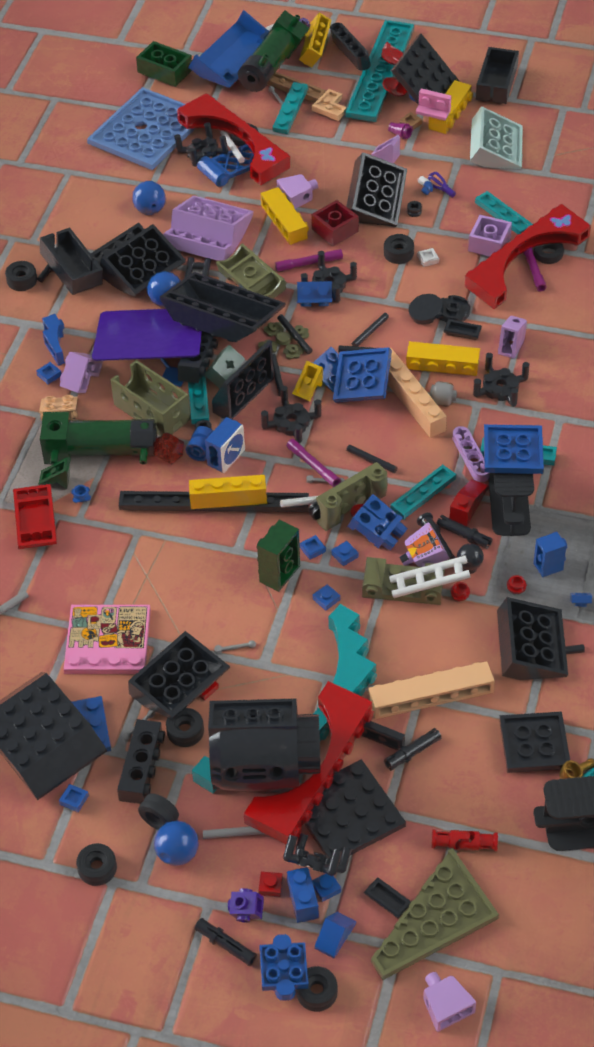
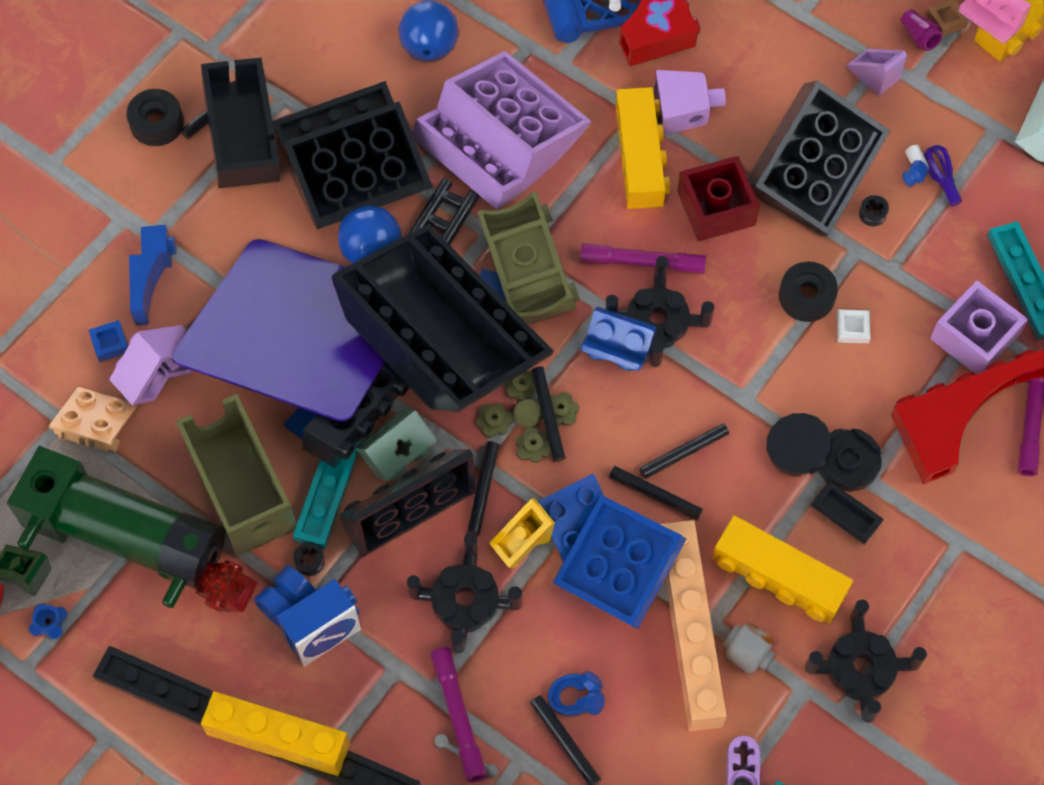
camera: 20 degrees right, 15 degrees up
(376, 439) = (592, 703): none -> blue piece
(512, 330) = (933, 563): lavender torso -> none

